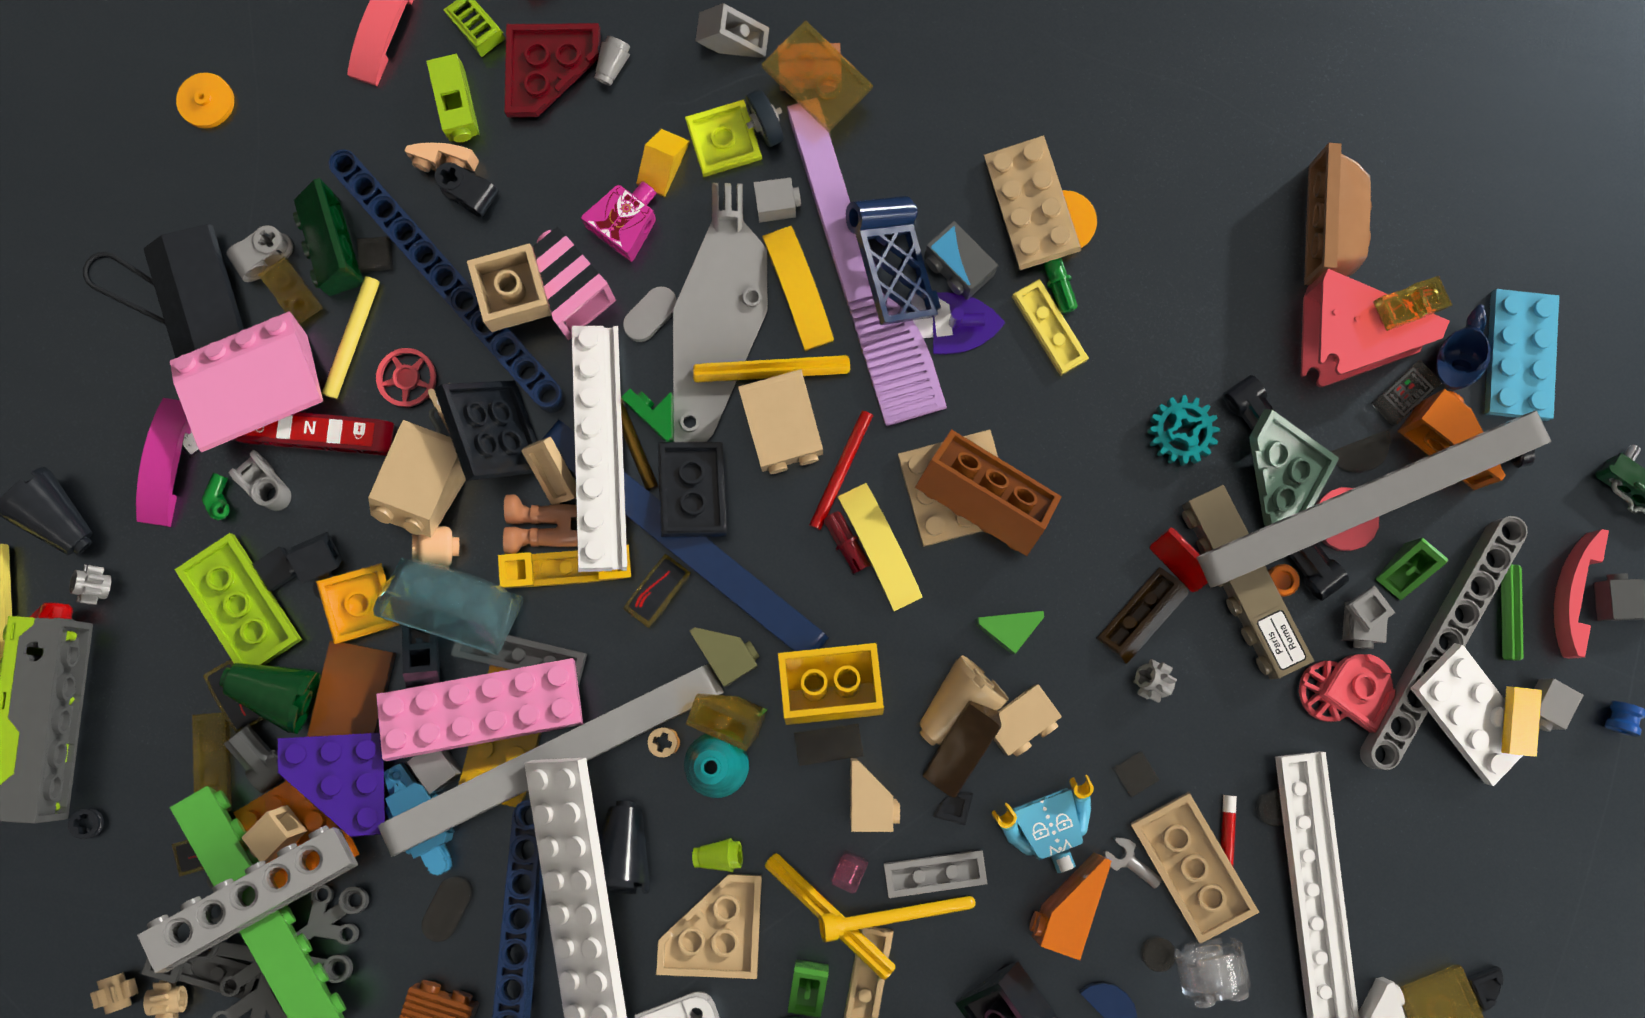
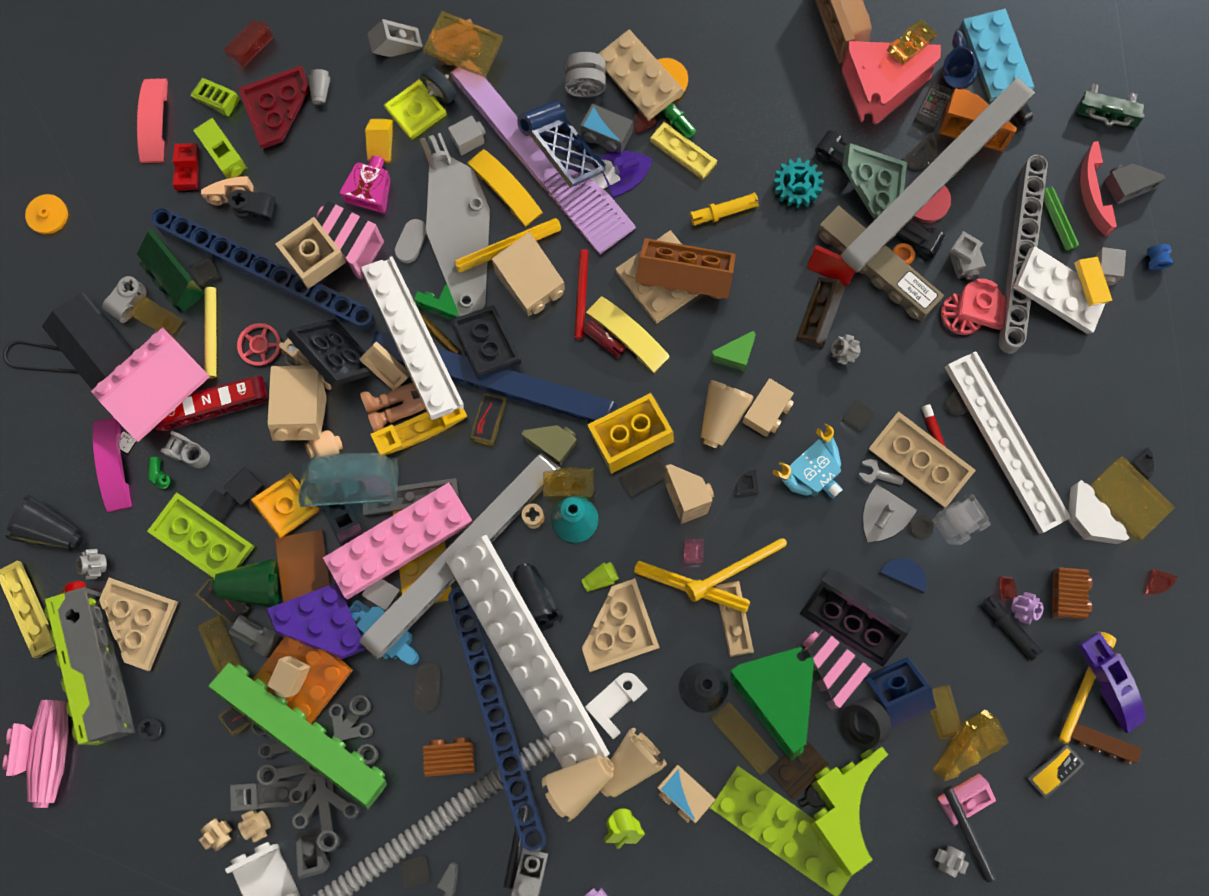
camera: 20 degrees left, 5 degrees down
(120, 679) = (136, 621): none -> tan plate
(161, 938) = (287, 735): light grey brick -> none
(403, 104) = (186, 166): none -> red slope
(808, 988) = (697, 641): bright green slope -> none
(935, 873) = (751, 531): light grey plate -> none
(960, 176) = (585, 74): none -> light grey wheel
(963, 748) = (736, 439): dark brown slope -> none
(1010, 270) = (642, 123): none -> clear red tile
(1070, 910) = (851, 522): orange slope -> none
(1071, 428) = (714, 212): none -> yellow pin
(1120, 918) = (885, 515): none -> light grey shield
(1411, 567) = (982, 213): bright green slope -> none

